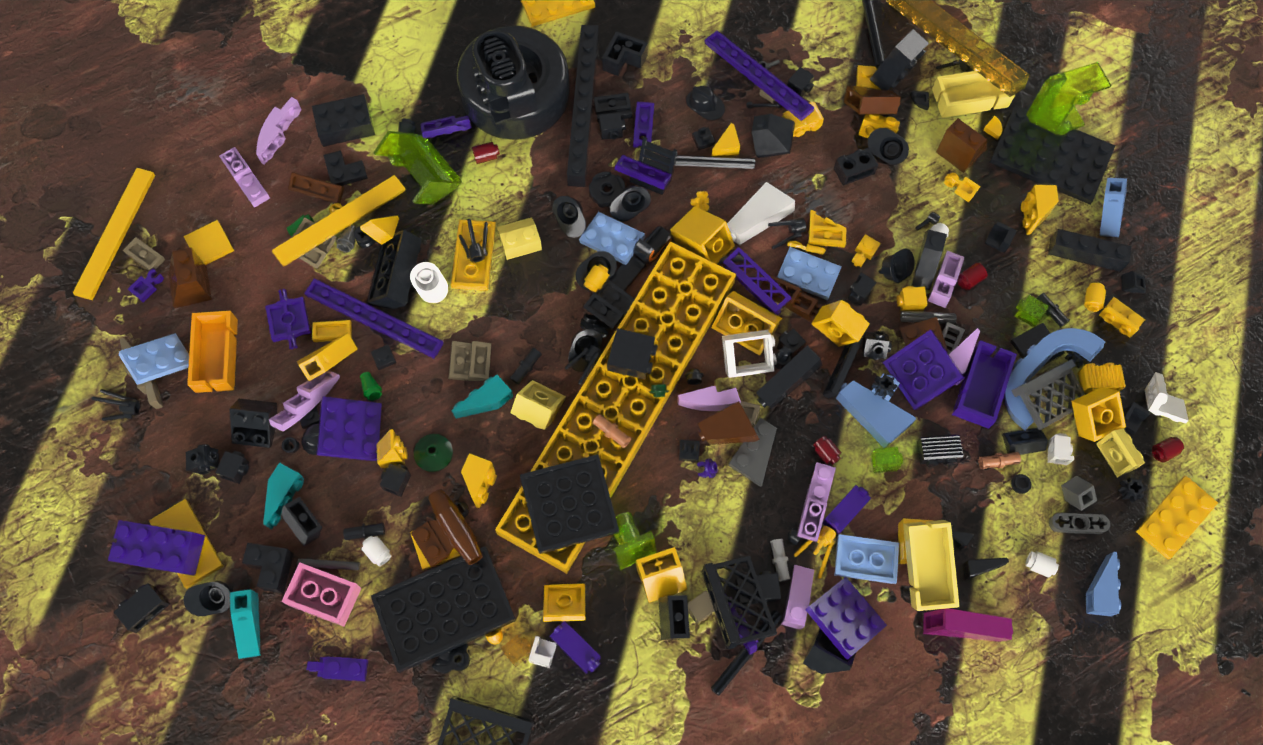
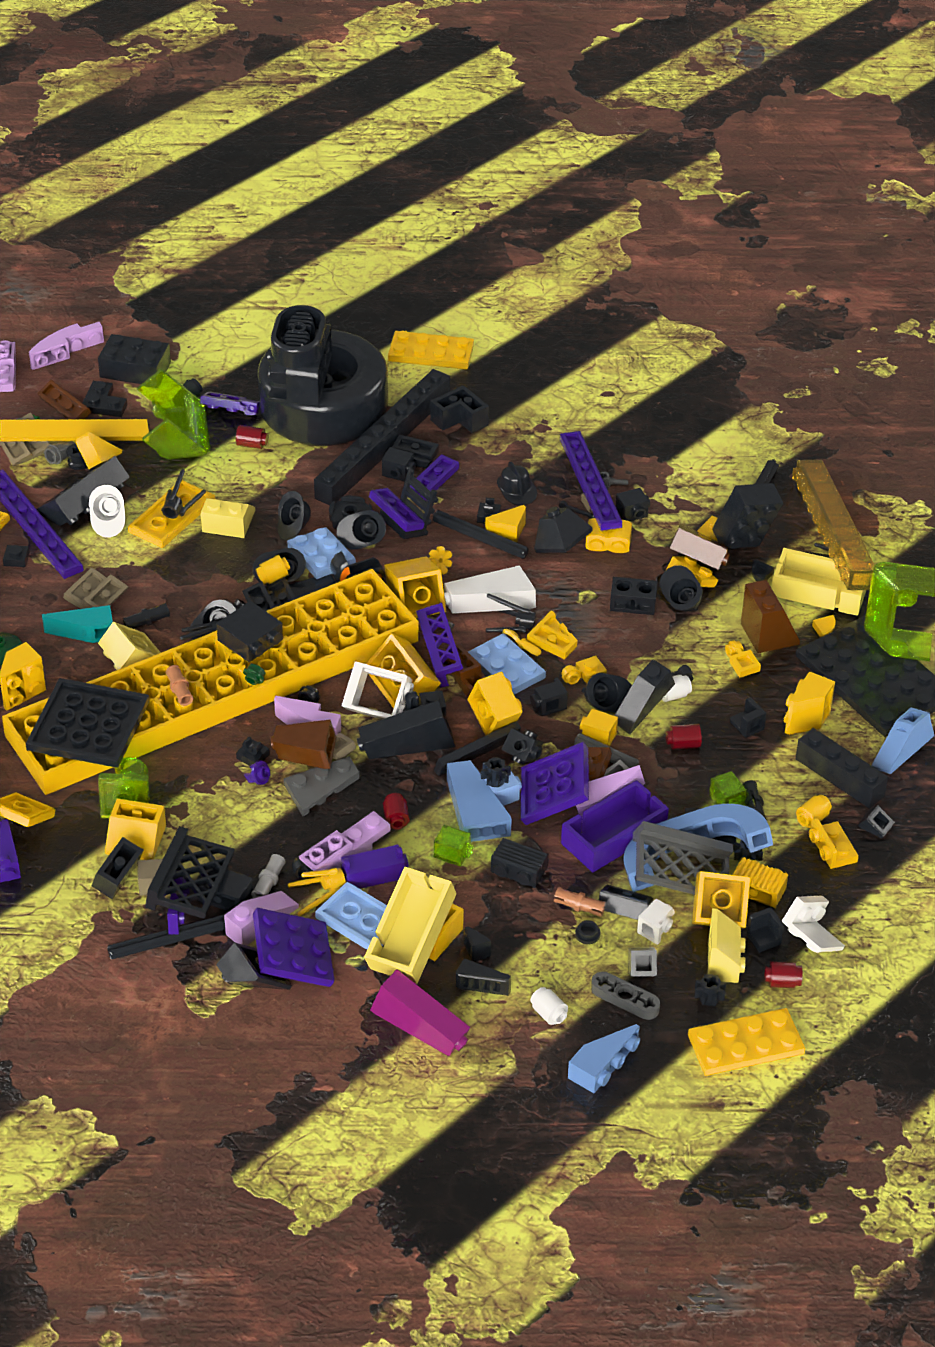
camera: 30 degrees right, 25 degrees down
(946, 279) = (651, 727): lavender slope -> none

